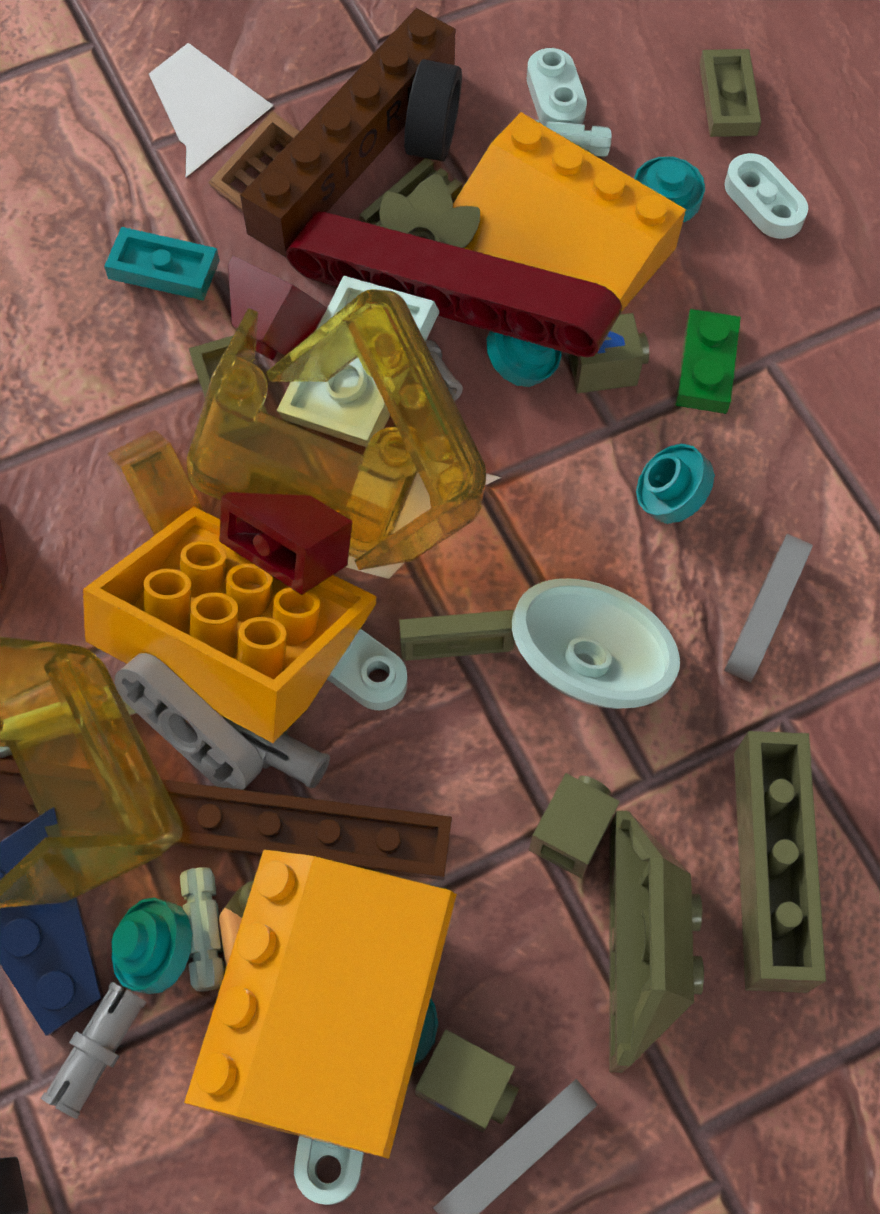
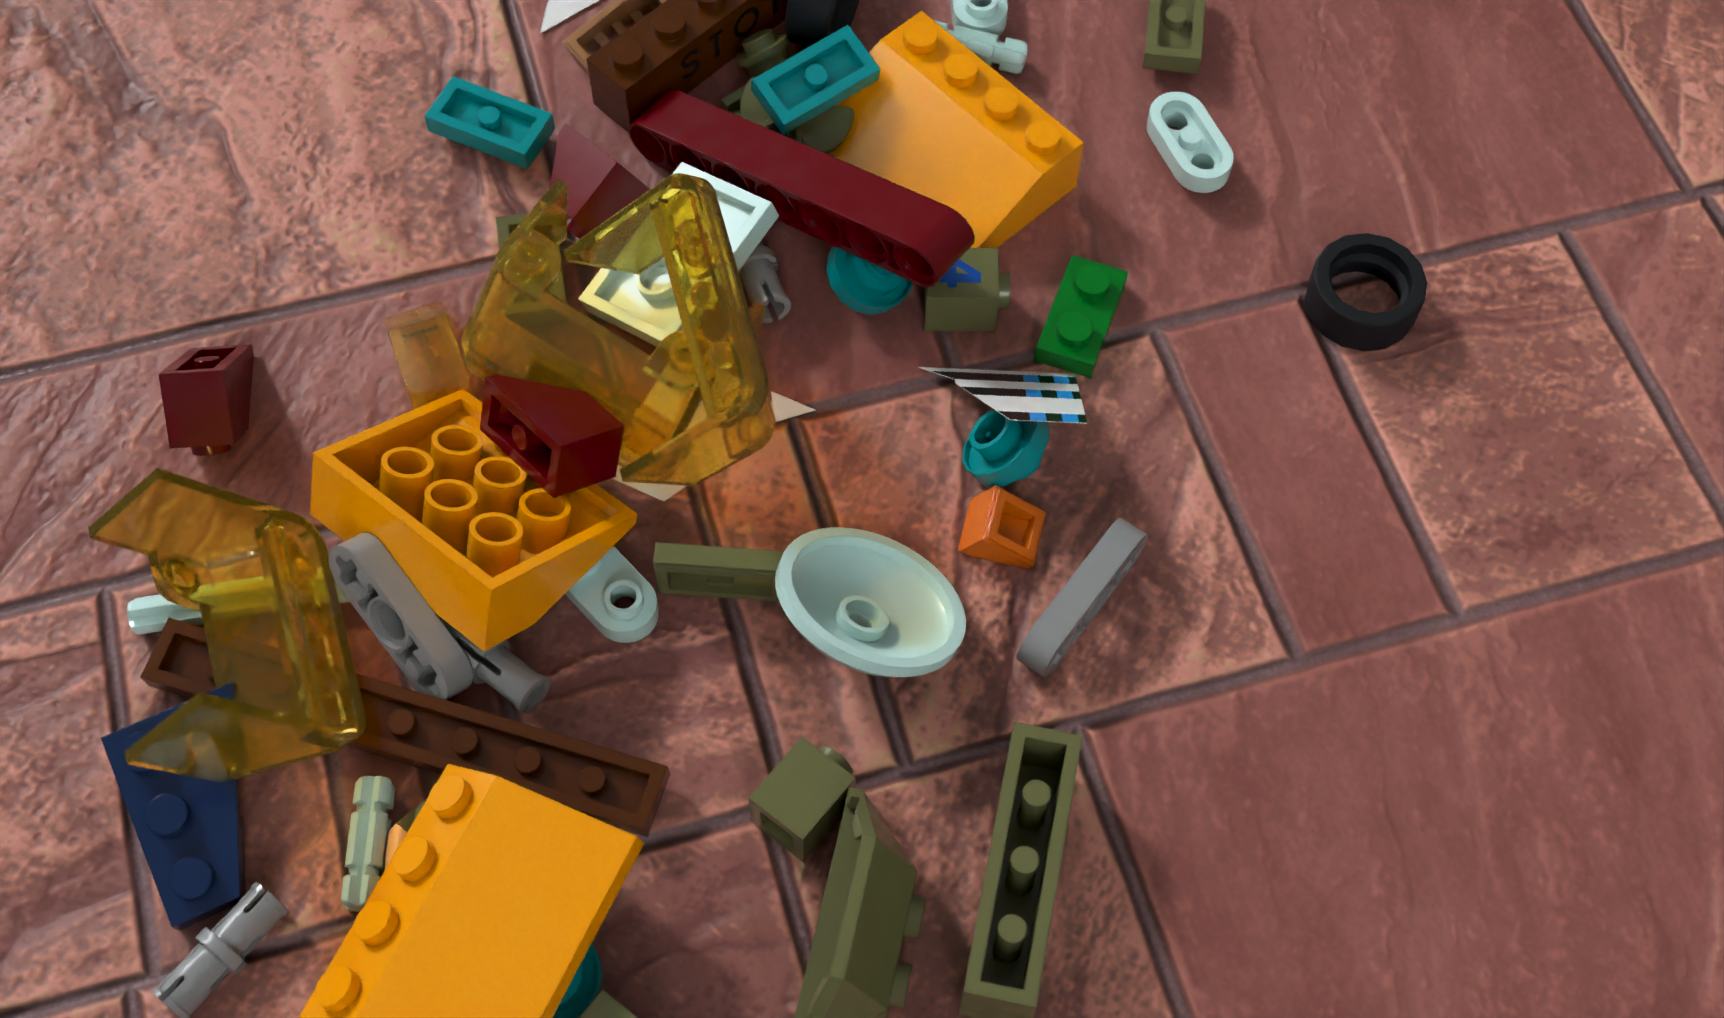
camera: 10 degrees right, 5 degrees down
(151, 946) = (305, 849): teal plate -> none
(387, 168) = (763, 51): none -> olive plate
(444, 186) = (815, 79): none -> teal plate
(674, 180) = (1086, 113): teal plate -> none
(683, 438) = (1022, 393): none -> sticker
(683, 557) = (1002, 528): none -> orange slope

